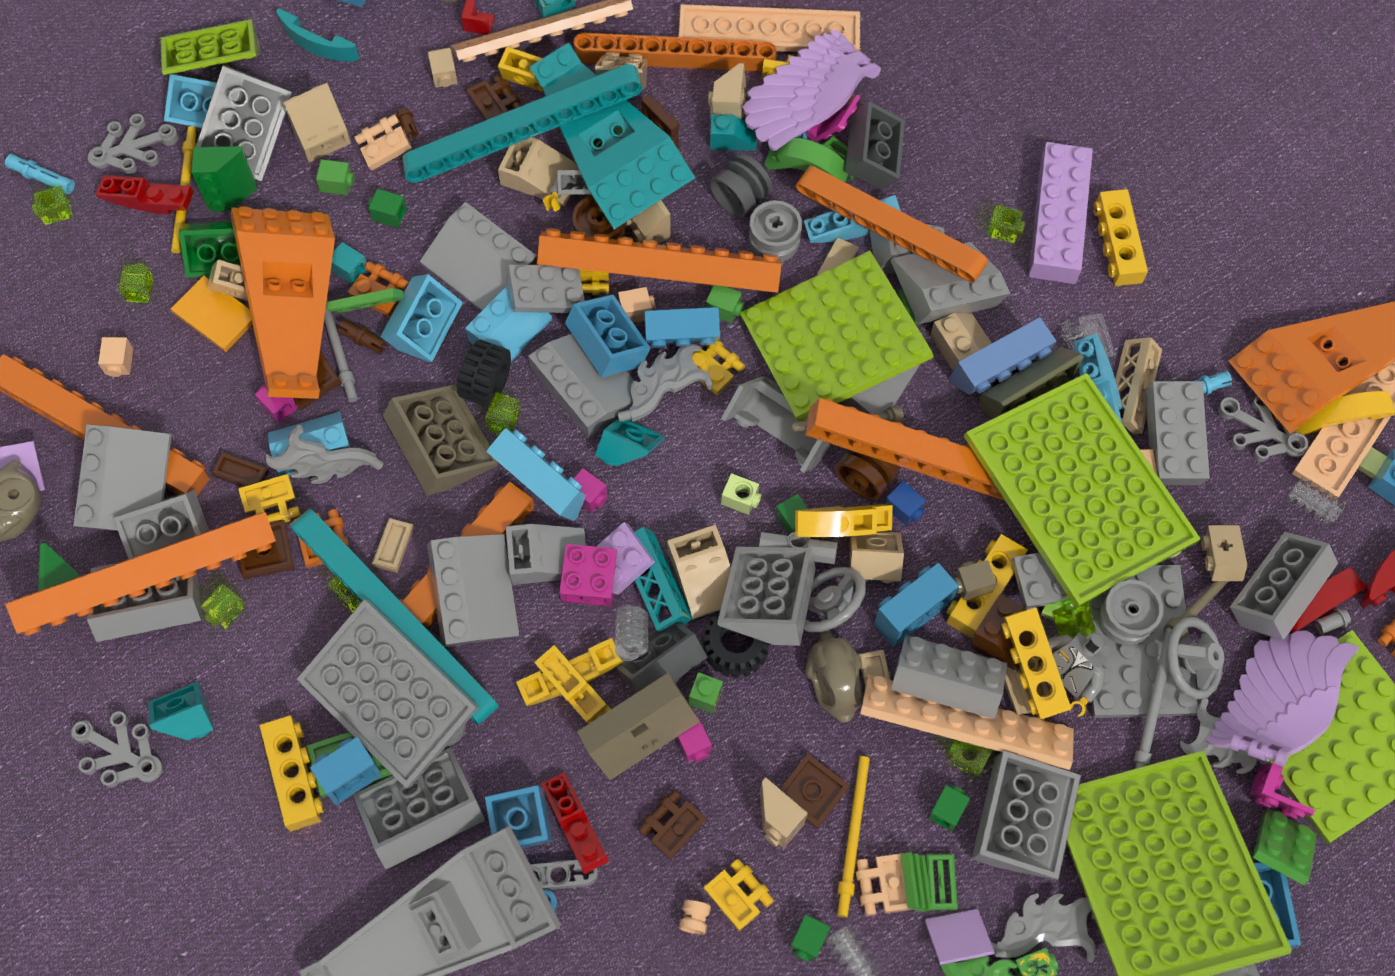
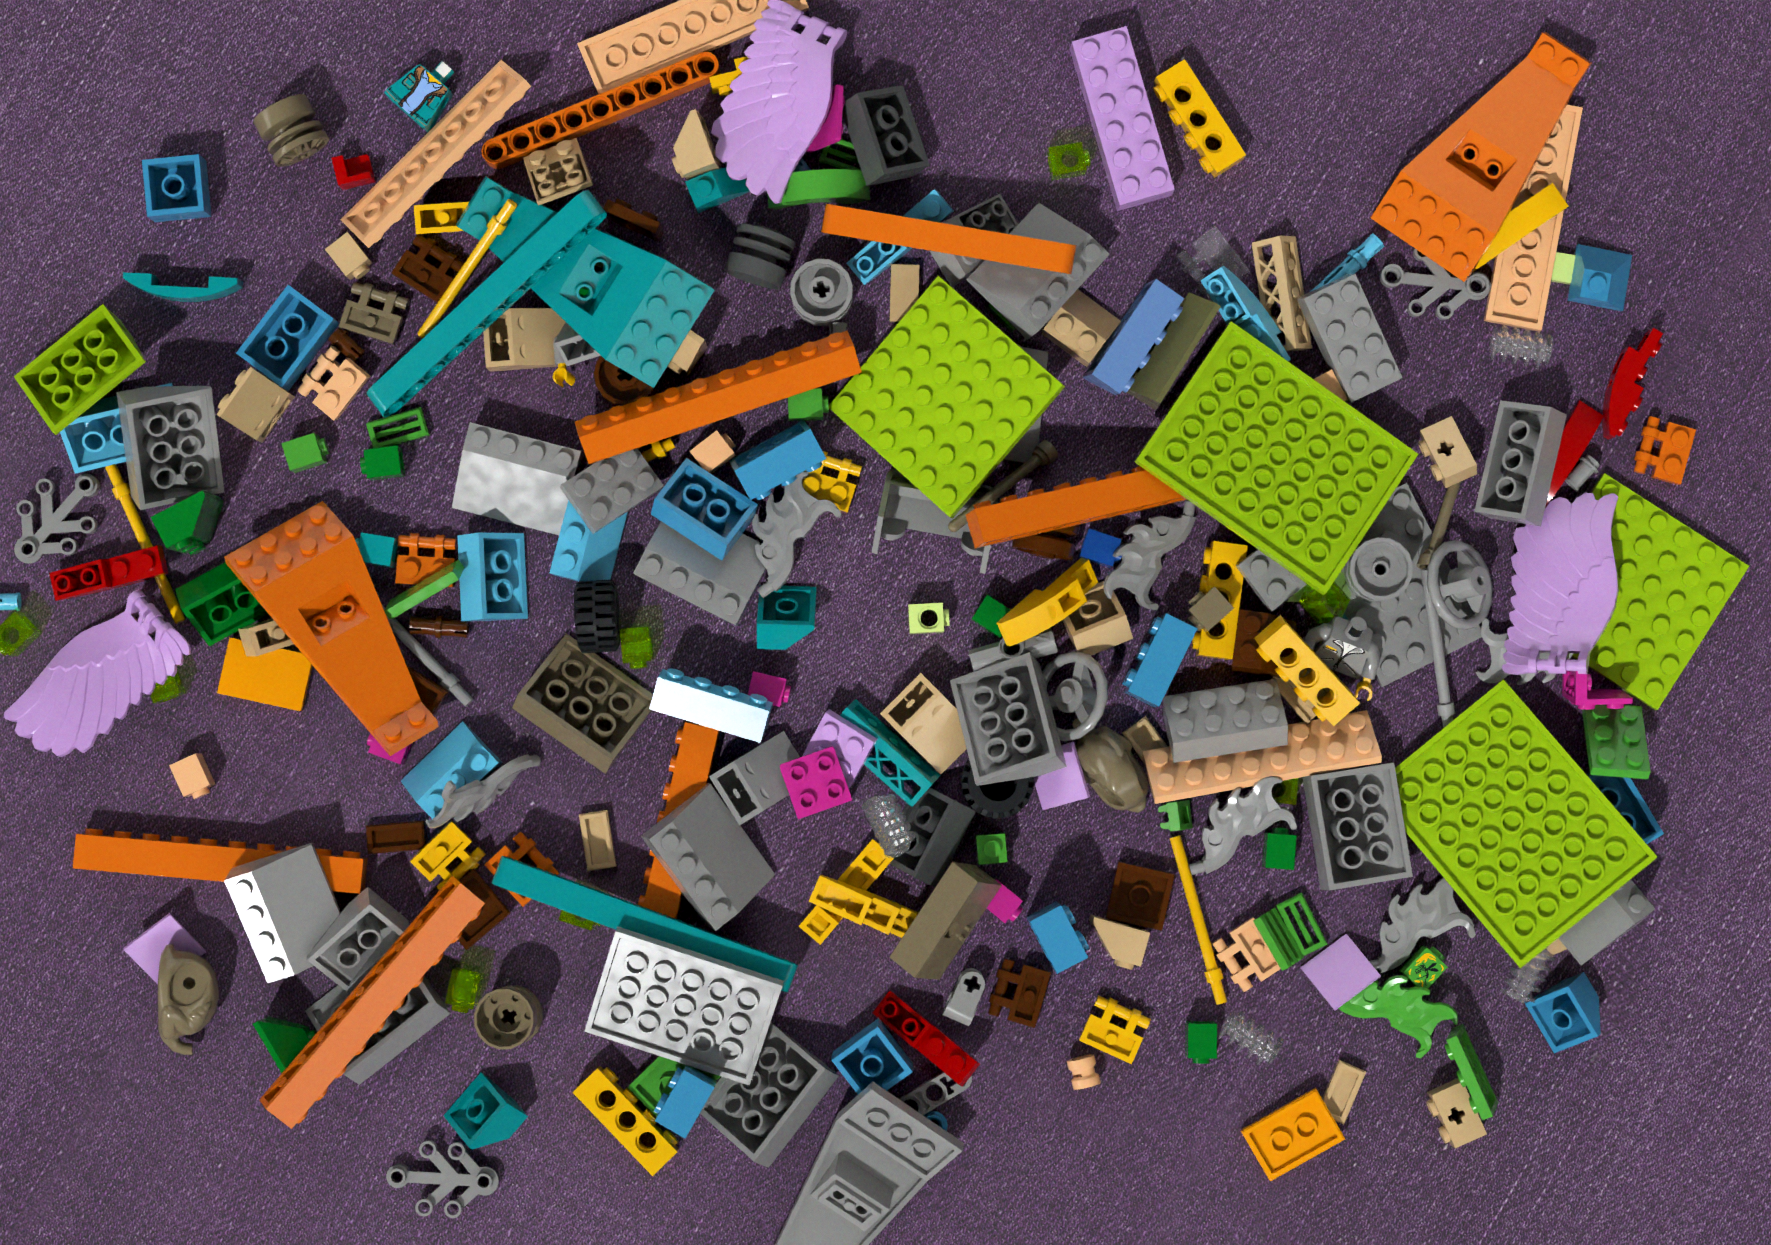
camera: 25 degrees left, 20 degrees up
(91, 256) = (98, 679): none -> lavender animal
(243, 641) = (495, 1006): none -> dark tan wheel
(369, 96) = (287, 338): none -> dark azure brick
(412, 197) = (394, 418): none -> bright green tile
(436, 117) = (372, 321): none -> dark tan plate
(557, 76) = (495, 227): none -> yellow bar
(620, 808) = (963, 1001): none -> light grey piece
(728, 782) = (1057, 937): none -> dark azure brick
(789, 664) = (1063, 784): none -> lavender piece
(875, 739) = (1178, 814): none -> bright green tile
(922, 762) = (1238, 818): none -> light grey piece
(939, 520) = (1144, 551): none -> light grey piece

